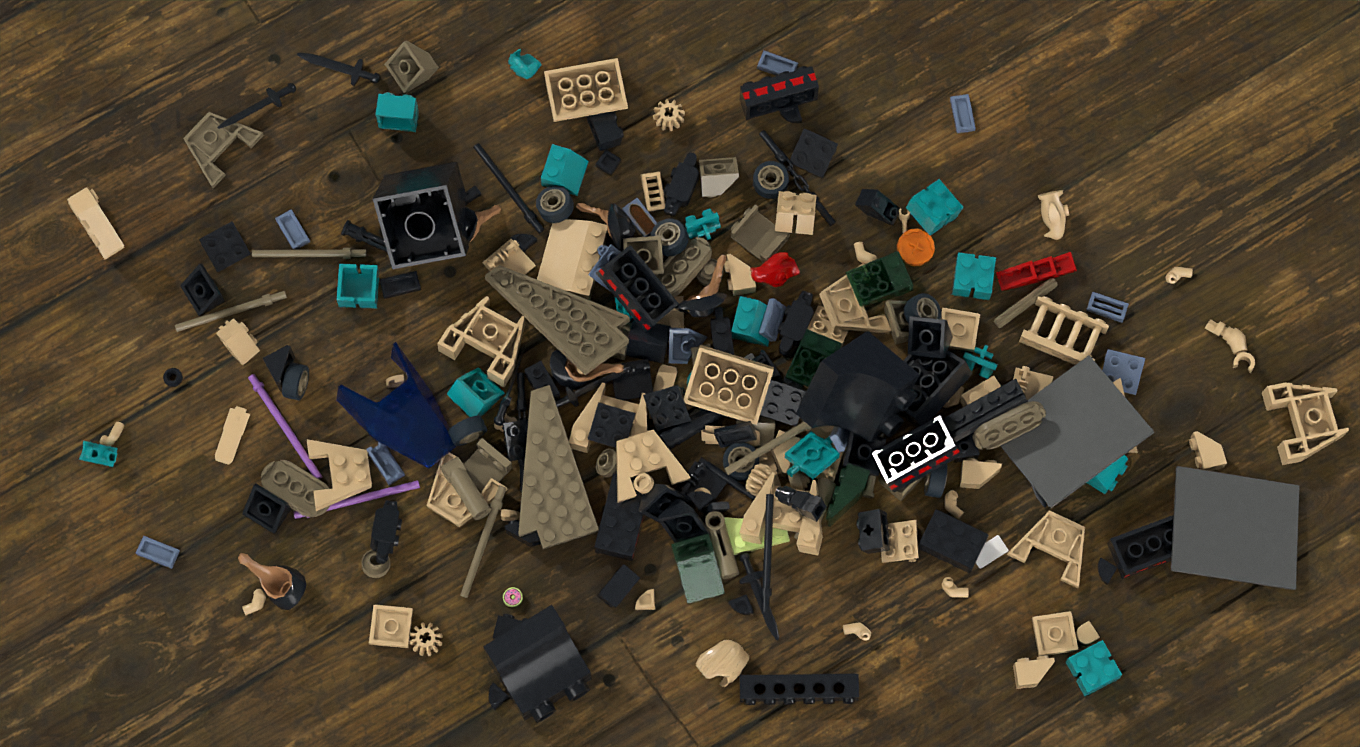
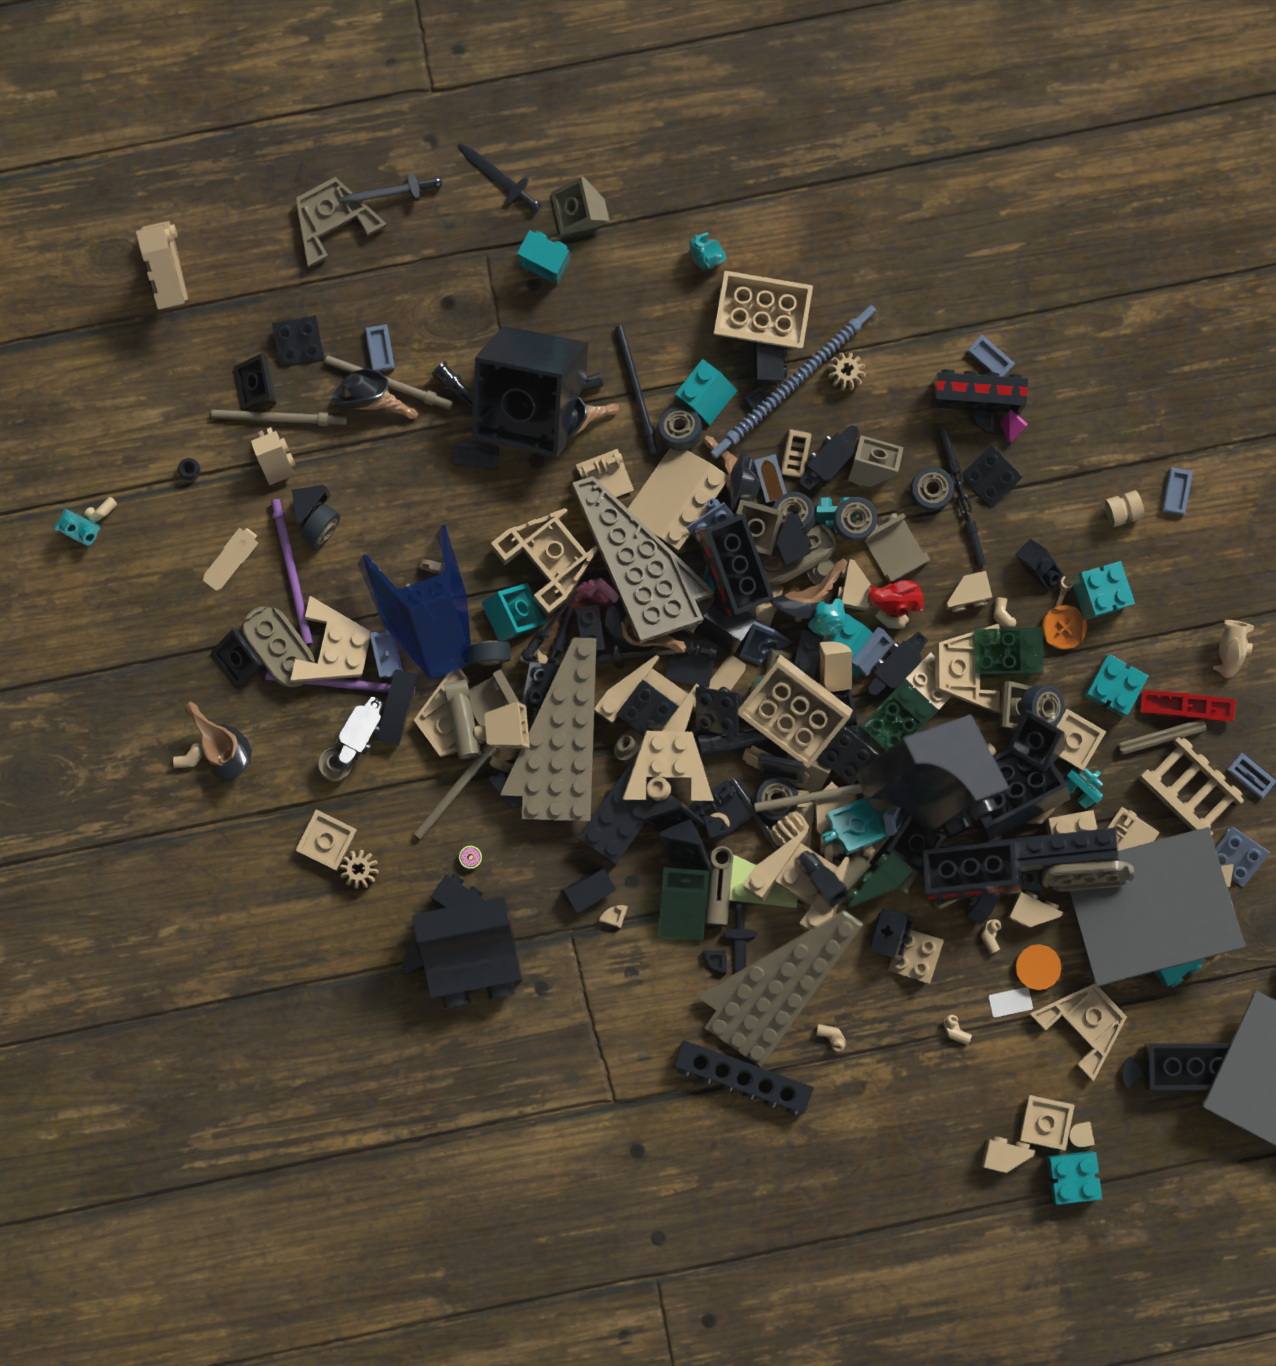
camera: 15 degrees right, 10 degrees up
(157, 552) = (104, 660): sand blue tile -> none
(296, 263) = (368, 391): none -> black hat
(356, 287) = (428, 443): teal piece -> none
(410, 499) = (397, 707): none -> black slope
(503, 480) = (505, 727): none -> tan torso
(524, 240) = (631, 456): black tile -> none
(537, 351) = (597, 592): none -> clear pink bracket
(599, 194) = (732, 437): none -> sand blue hose
(674, 254) = (790, 540): none -> black slope
(716, 506) = (729, 842): black tile -> none
(723, 659) = (672, 1016): tan hair -> none
(724, 212) = (858, 506): none -> wheel
(727, 303) = (828, 618): none -> teal hair
(747, 338) = (835, 666): none -> tan brick
(765, 590) = (749, 955): black bar -> none
(778, 292) = (892, 622): none -> tan arm
(793, 614) = (767, 996): none -> dark tan wing
(800, 205) = (947, 532): tan piece -> none
(815, 109) = (1012, 426): none -> dark pink slope
(832, 244) = (970, 590): none -> tan slope
(928, 138) = (1124, 508): none -> tan wheel
(952, 541) = (975, 978): black brick -> none
(999, 515) = (1038, 967): none -> orange tile

